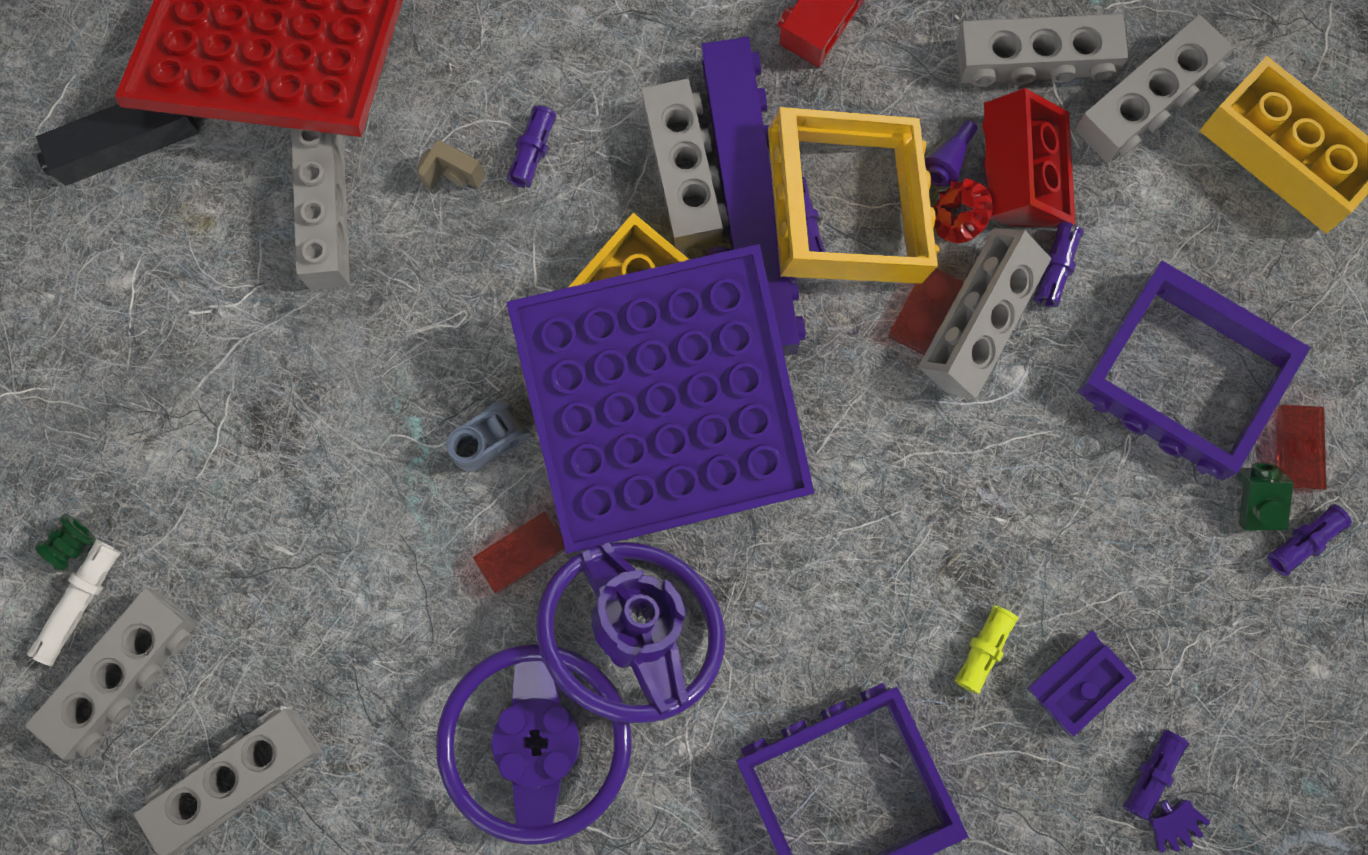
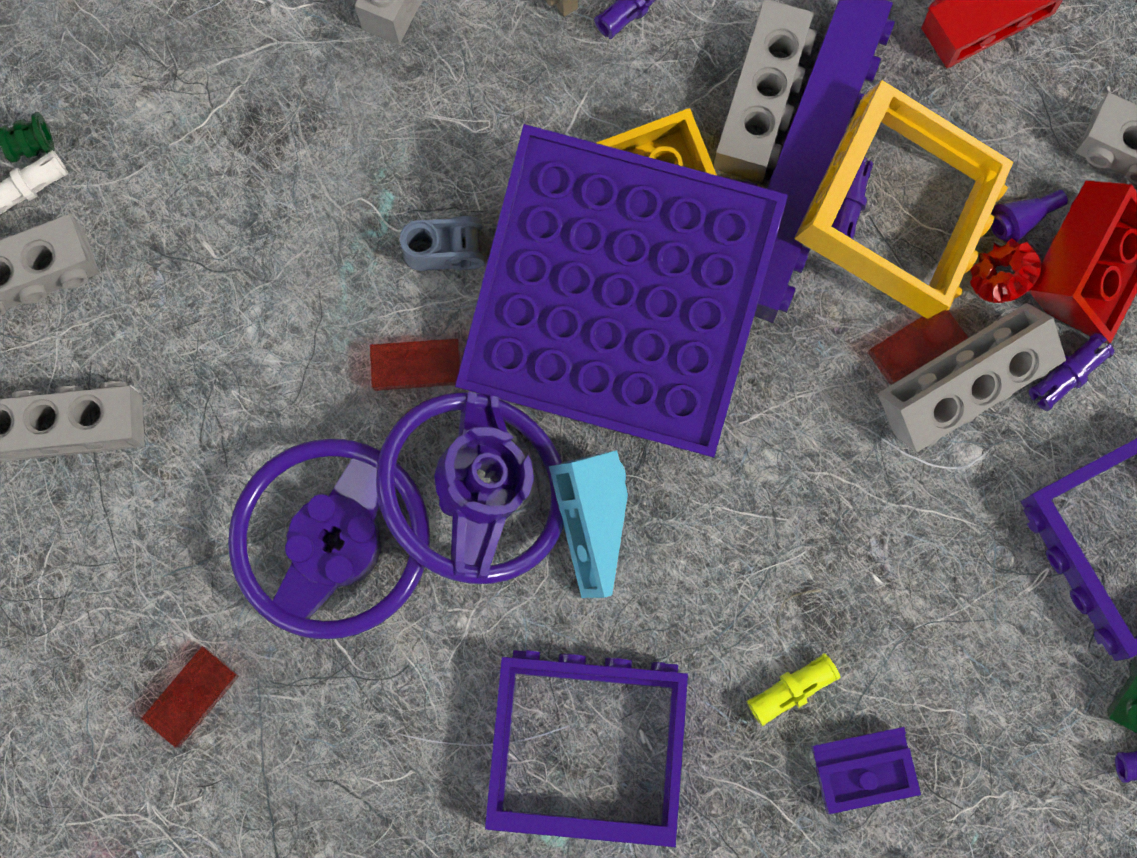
camera: 30 degrees right, 0 degrees up
(741, 593) = (593, 509): none -> medium azure slope

